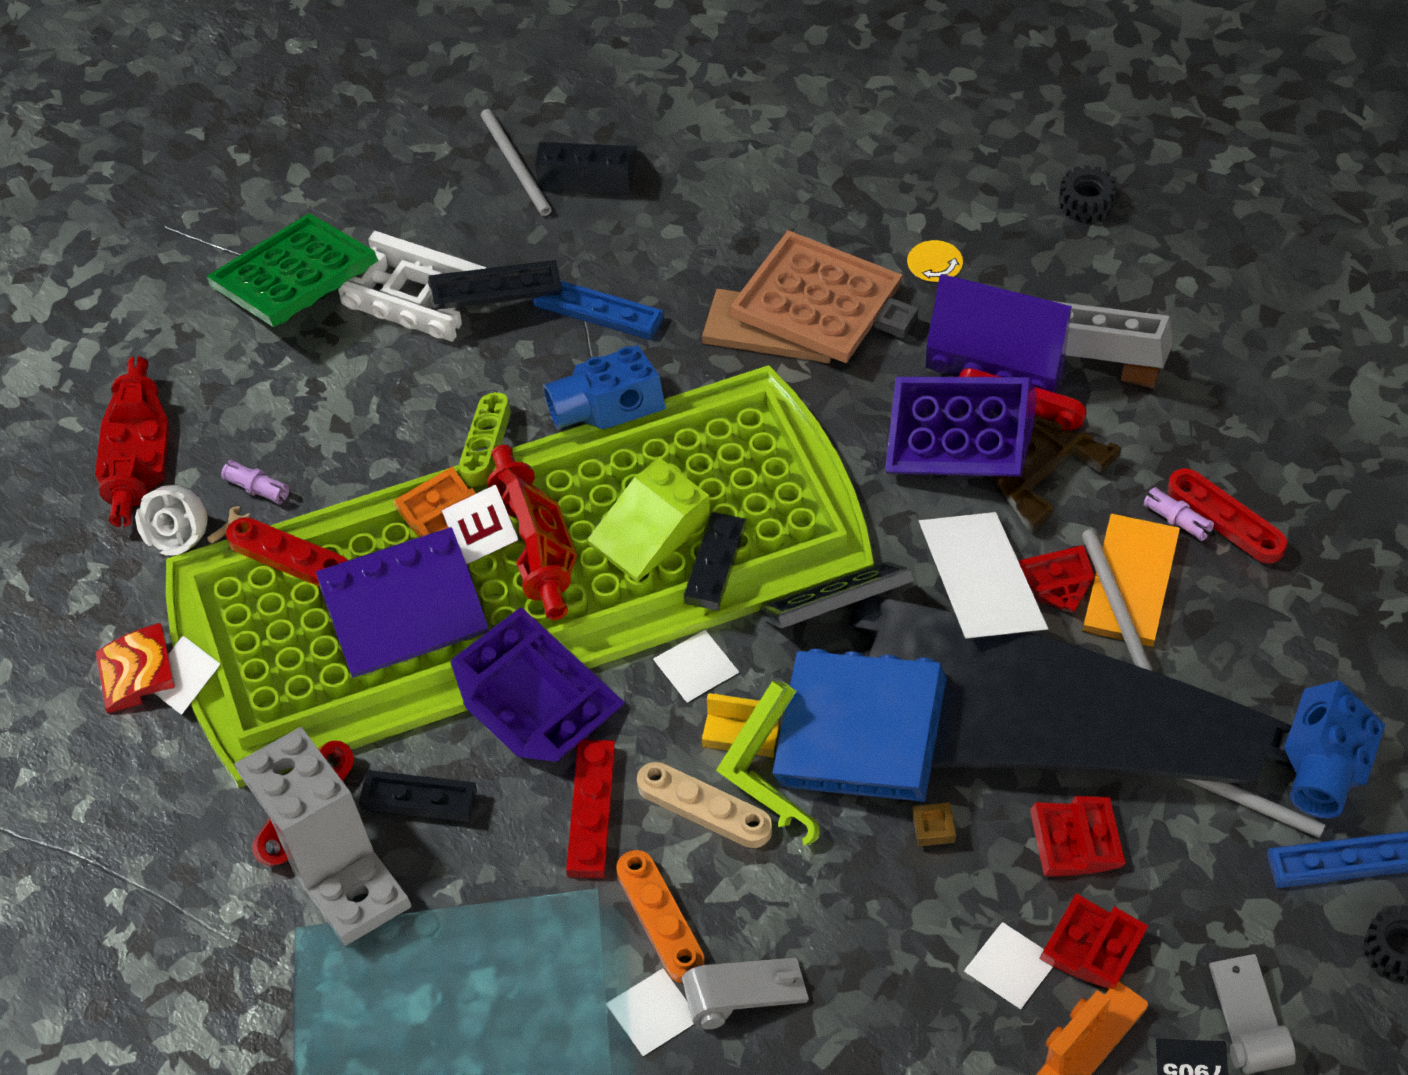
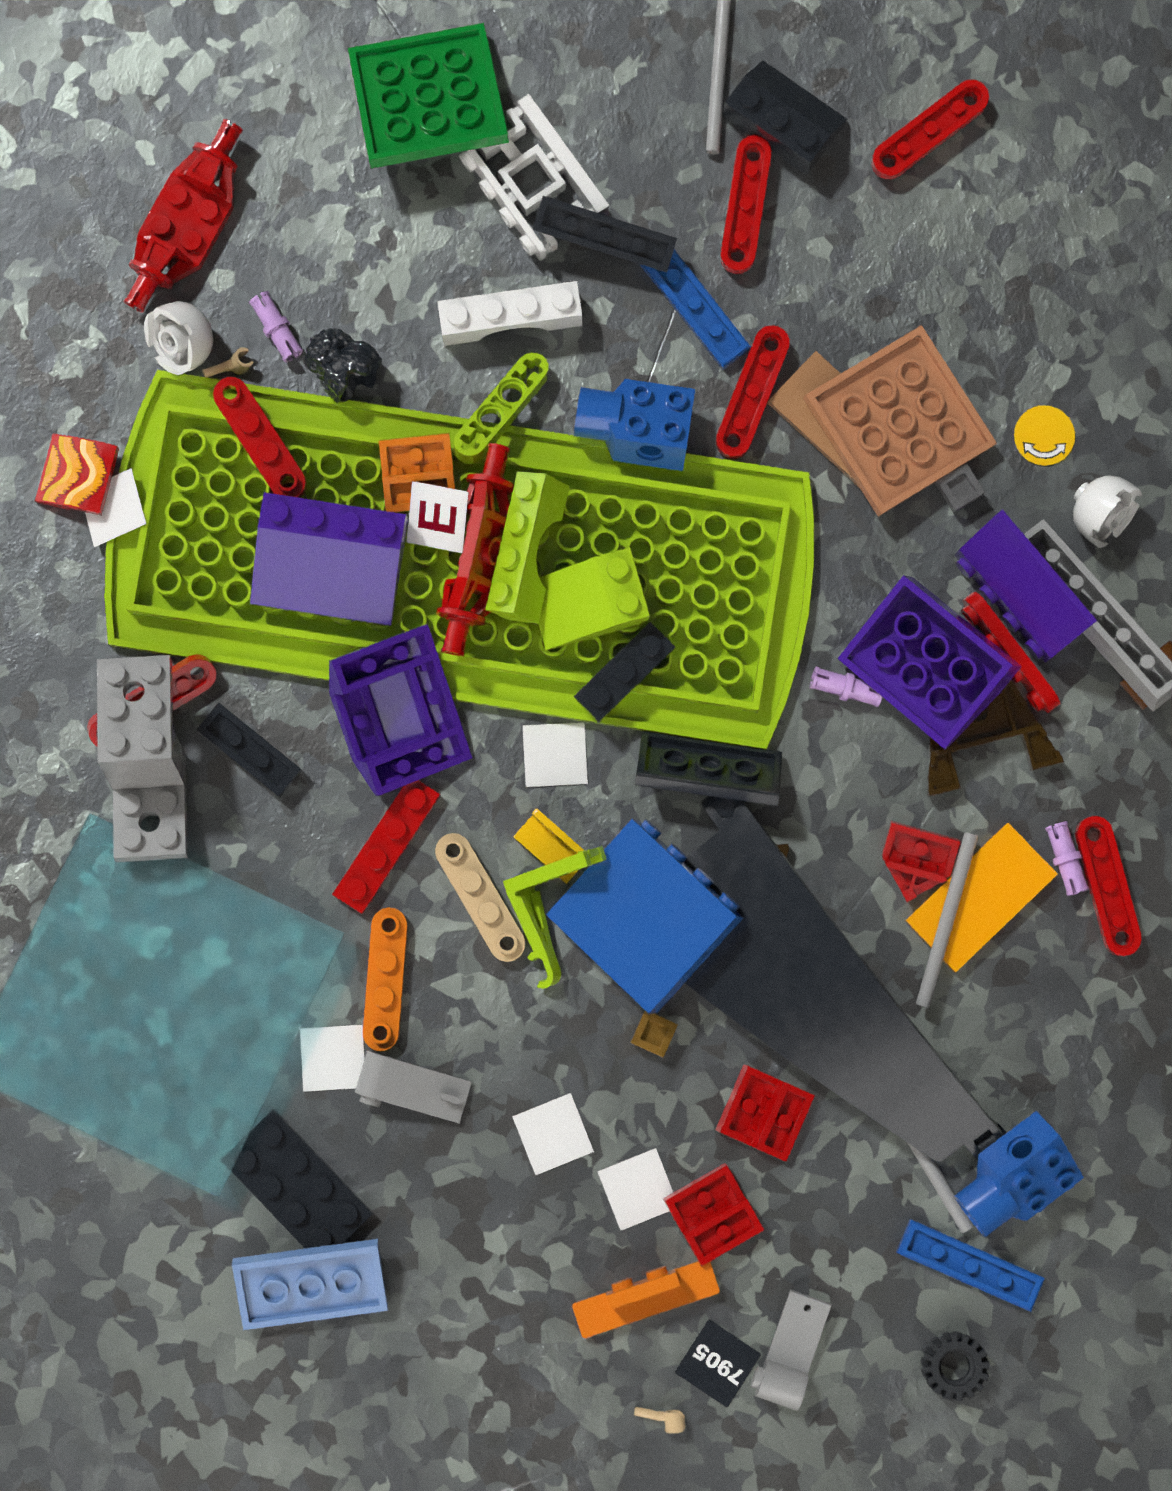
camera: 25 degrees right, 30 degrees up
(328, 470) = (342, 363): none -> black hair
(418, 393) = (535, 307): none -> white arch
(579, 534) = (516, 586): none -> lime arch
(595, 227) = (745, 204): none -> red plate
(685, 337) = (752, 391): none -> red plate
(704, 121) = (930, 129): none -> red plate
(901, 962) = (553, 1134): none -> white sticker
(906, 489) = (844, 686): none -> lavender pin
(982, 575) = (844, 828): white sticker -> none
(1017, 269) = (1104, 508): none -> white cylinder

